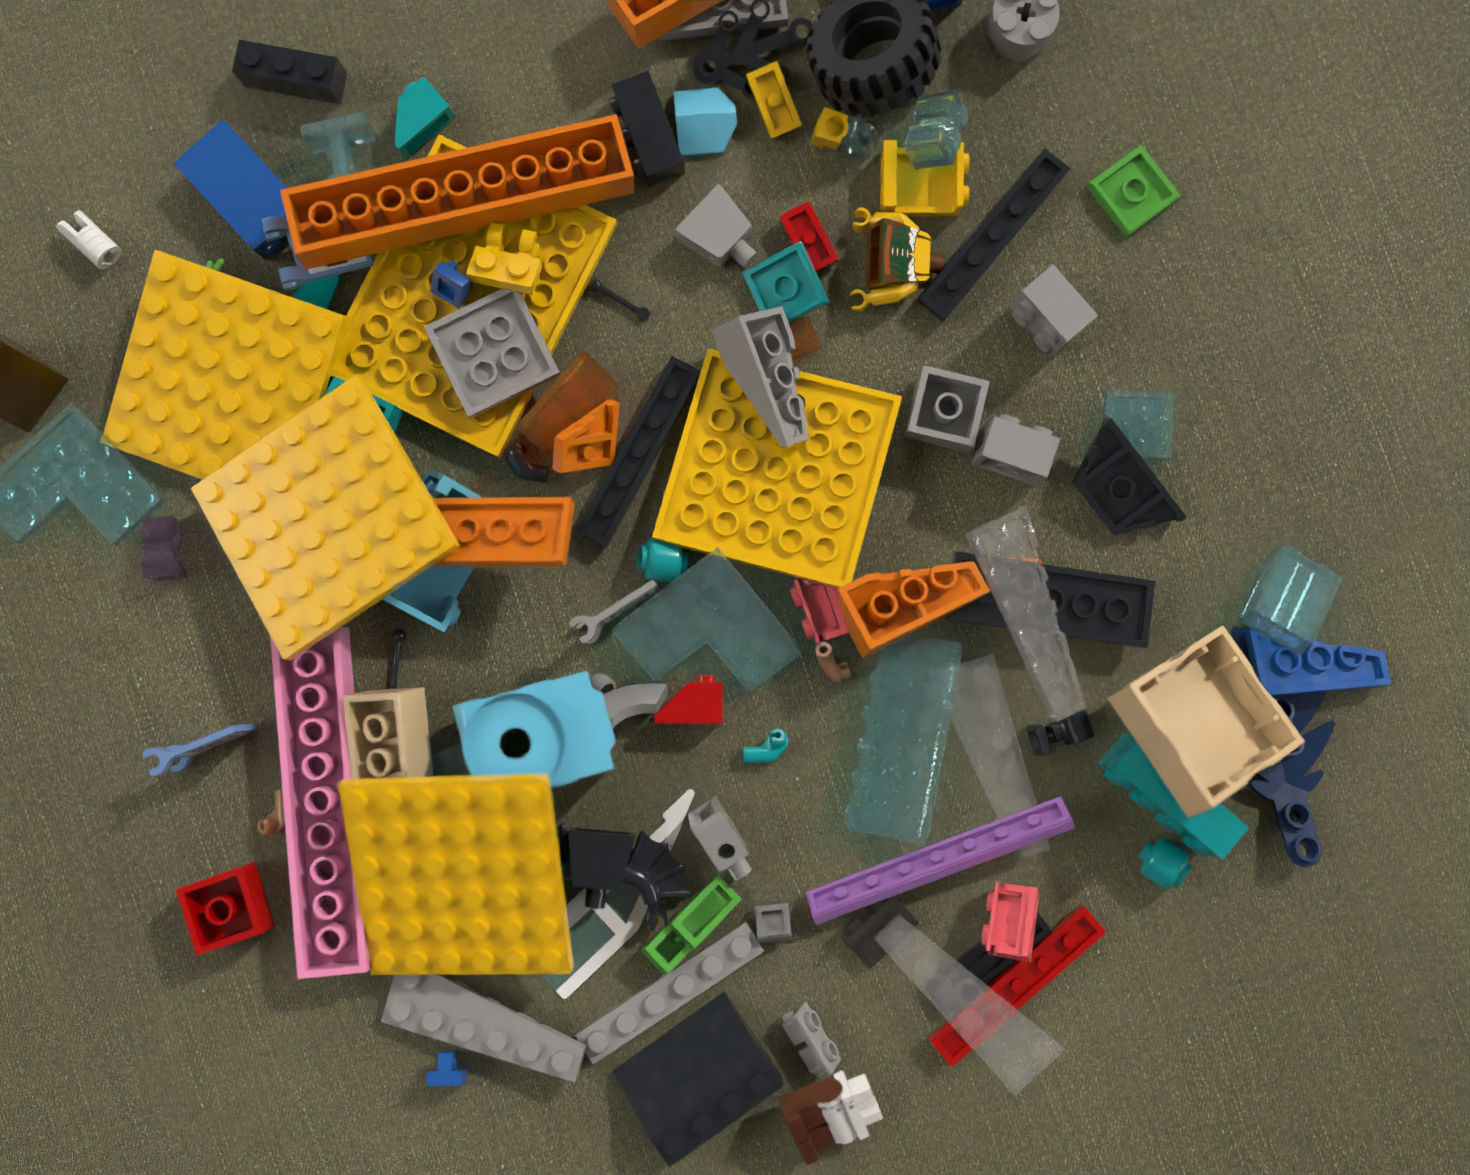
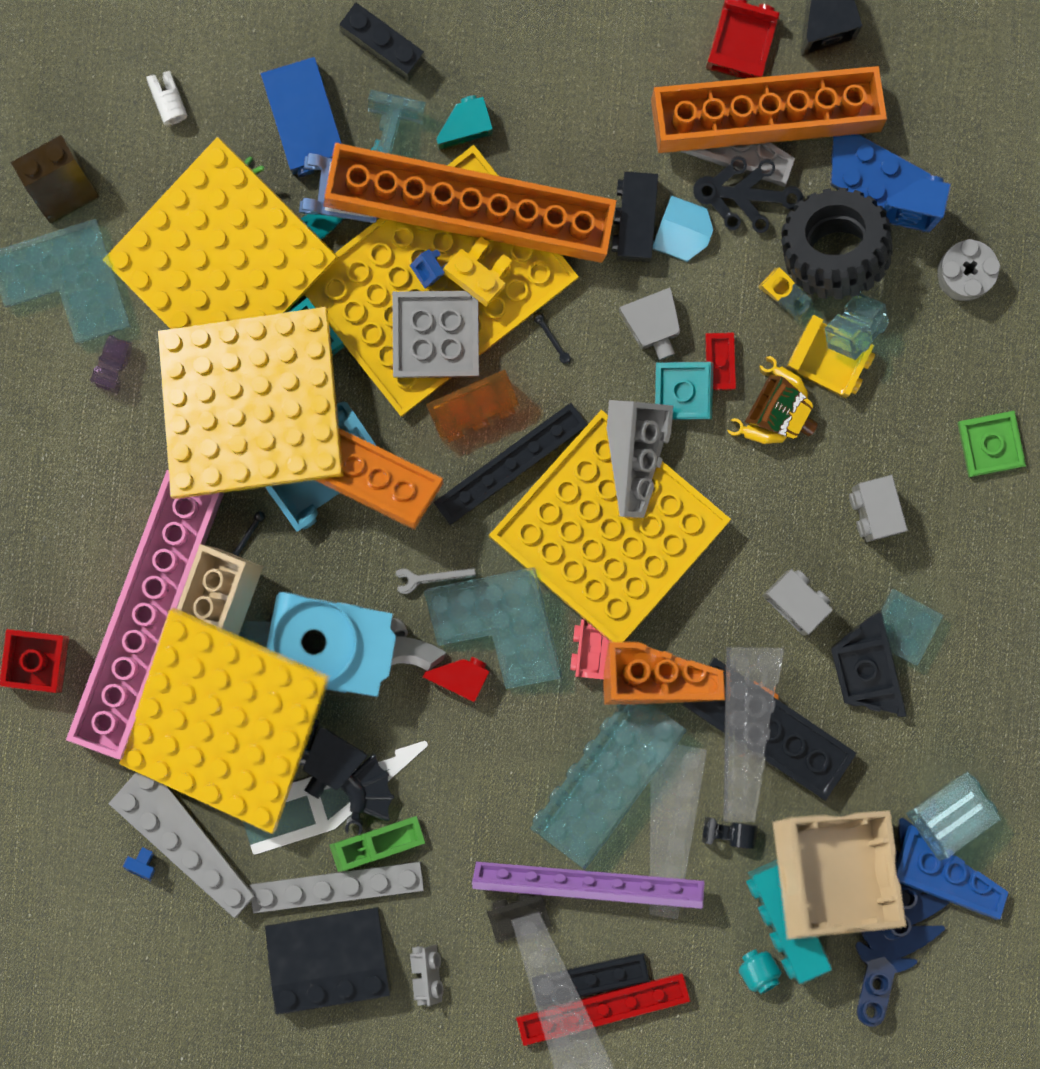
camera: 25 degrees right, 0 degrees up
(190, 750) = (52, 529): medium blue flag -> none
(275, 821) = (102, 612): medium nougat arm -> none
(521, 465) = (415, 433): black arm -> none
(588, 441) = (476, 438): orange wing -> none
(661, 561) = (487, 556): teal head -> none
(715, 828) = (430, 778): light grey torso -> none
(770, 750) = (501, 740): teal arm -> none
(773, 99) = (744, 241): yellow plate -> none
(773, 922) = (440, 872): flat silver tile -> none
(804, 337) = (679, 435): clear orange tile -> none
(826, 661) = (576, 693): medium nougat arm -> none
(829, 1113) = (414, 1033): hips -> none
(946, 409) = (761, 544): light grey brick -> none
(993, 235) = (865, 427): black plate -> none
(1011, 921) = (621, 957): coral hinge -> none

